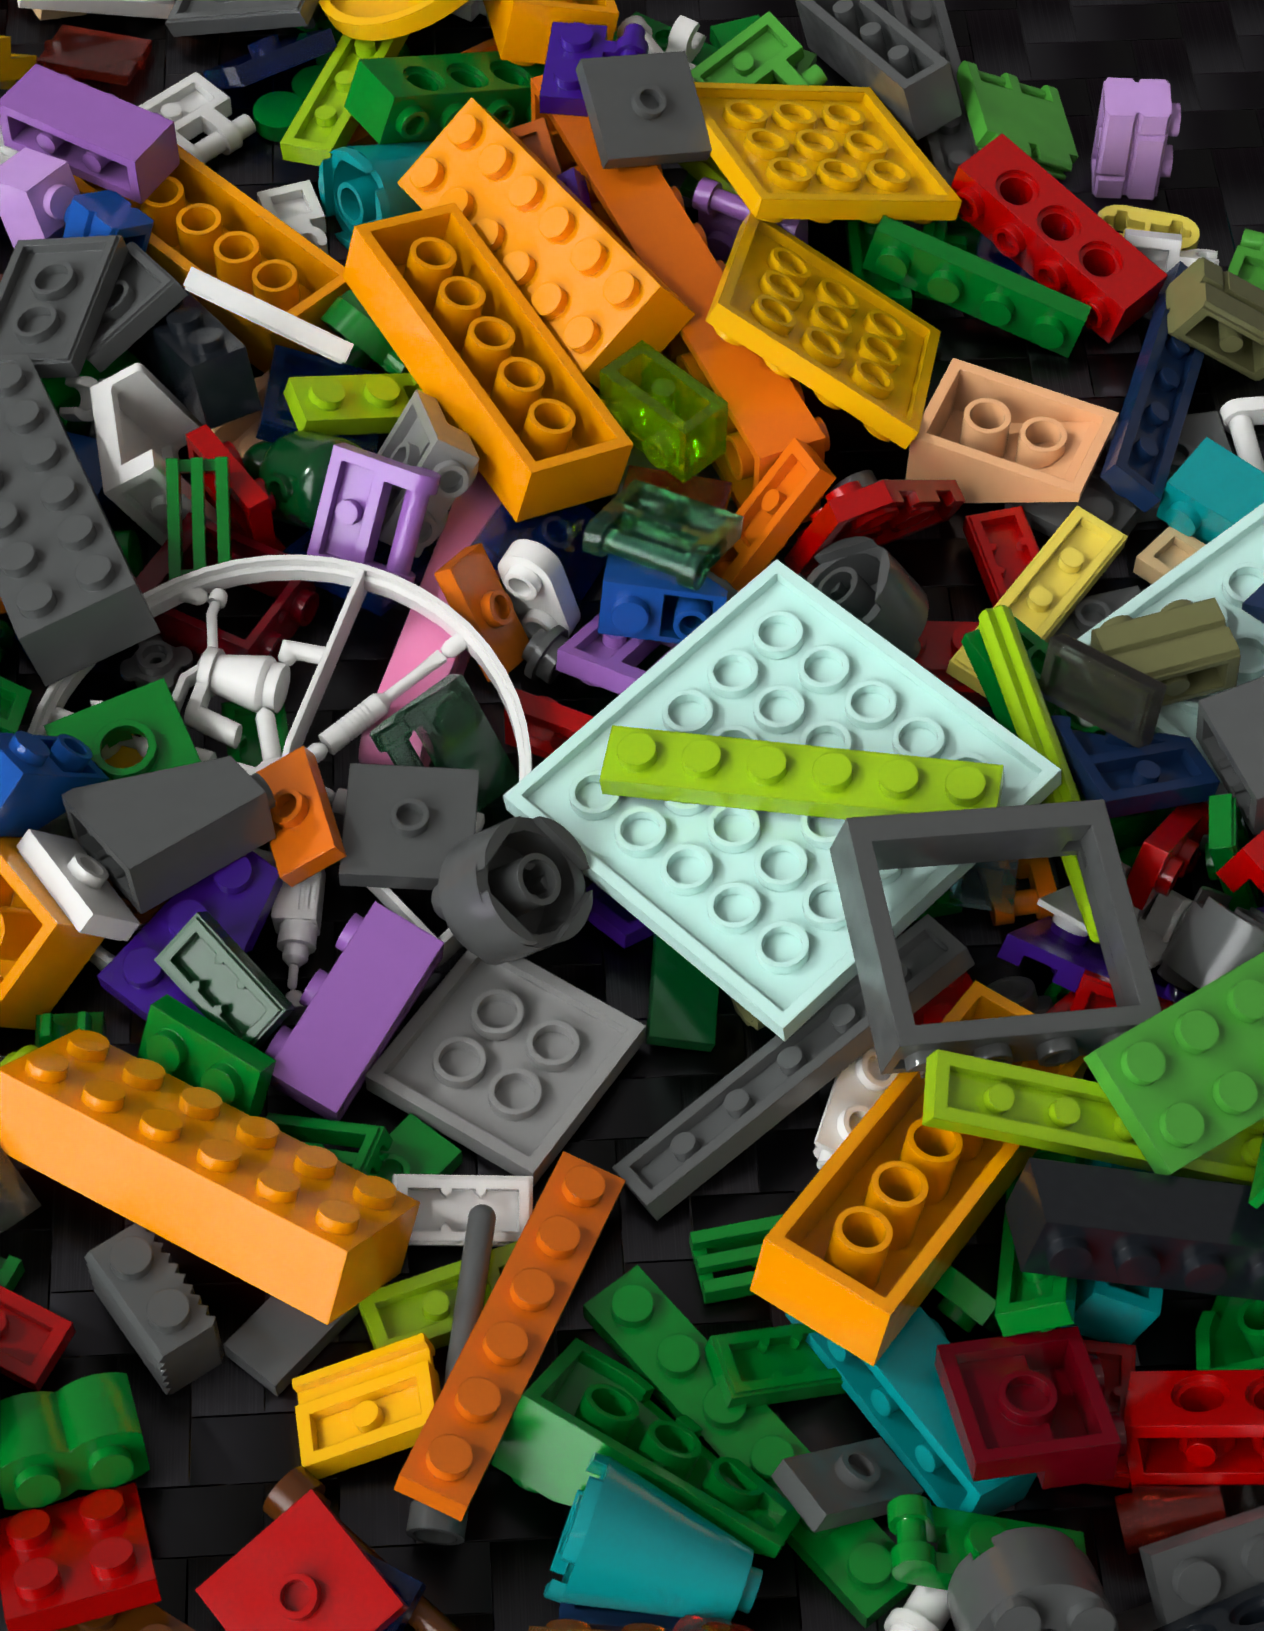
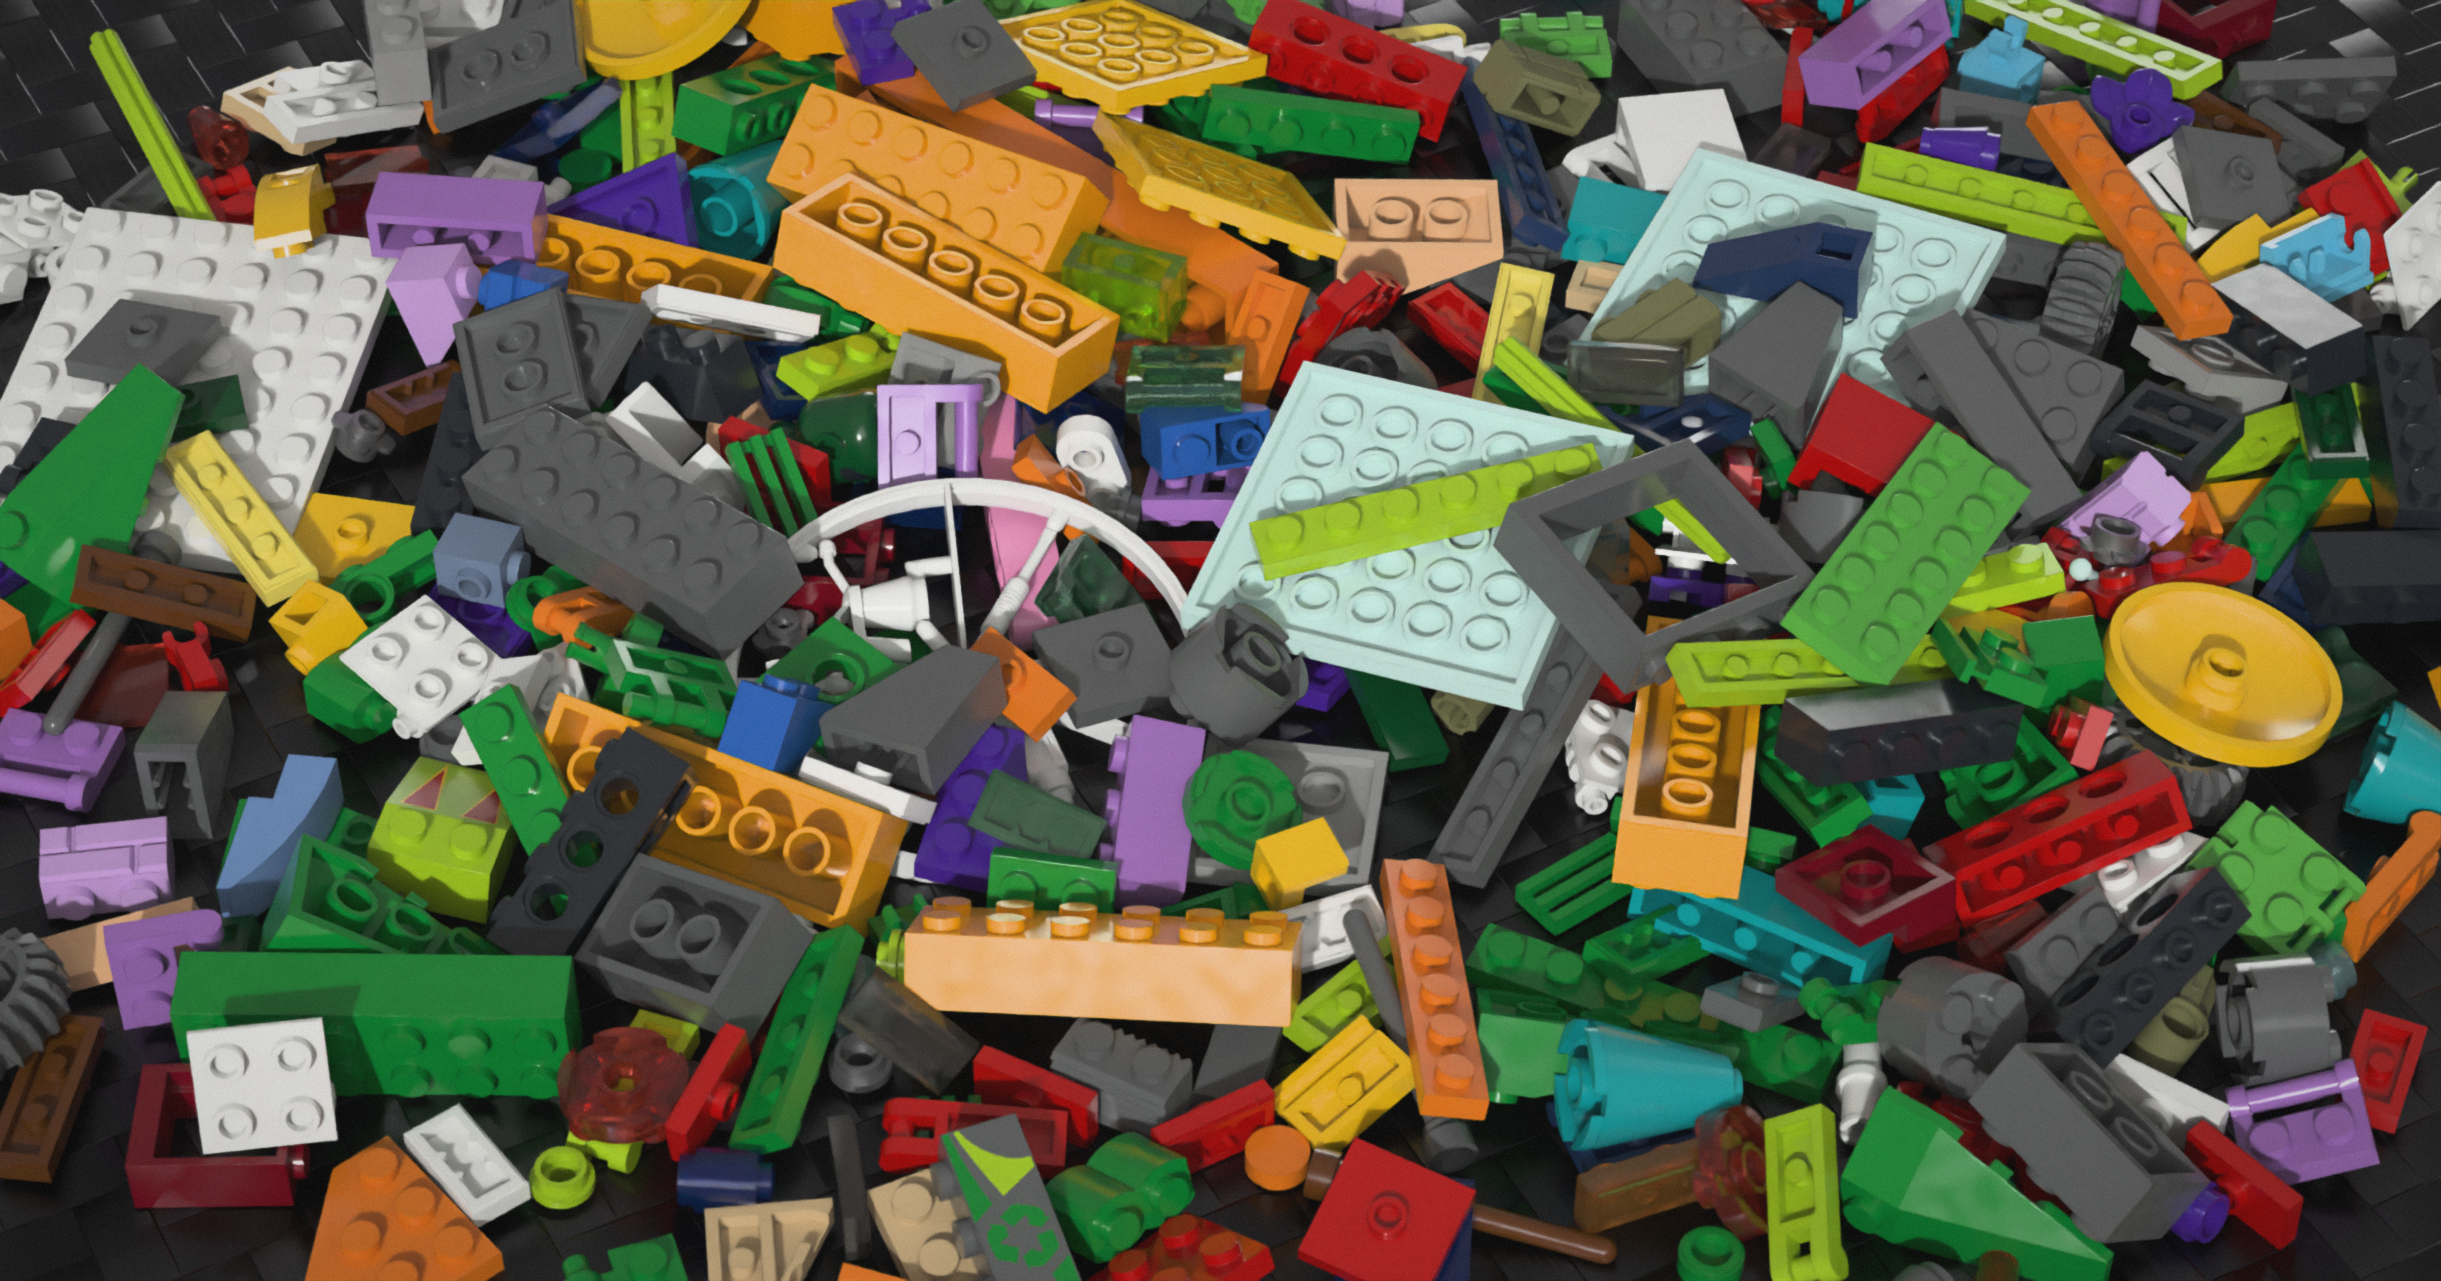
camera: 25 degrees left, 10 degrees down
(65, 1287) = (1016, 1083): none -> red plate
(211, 1401) = (1218, 1126): none -> red plate
(264, 1452) = (1277, 1157): none -> orange tile
(275, 170) = (643, 201): none -> dark purple wing
(440, 1044) = (1235, 803): none -> green tile
(459, 1128) = (1296, 860): none -> yellow panel

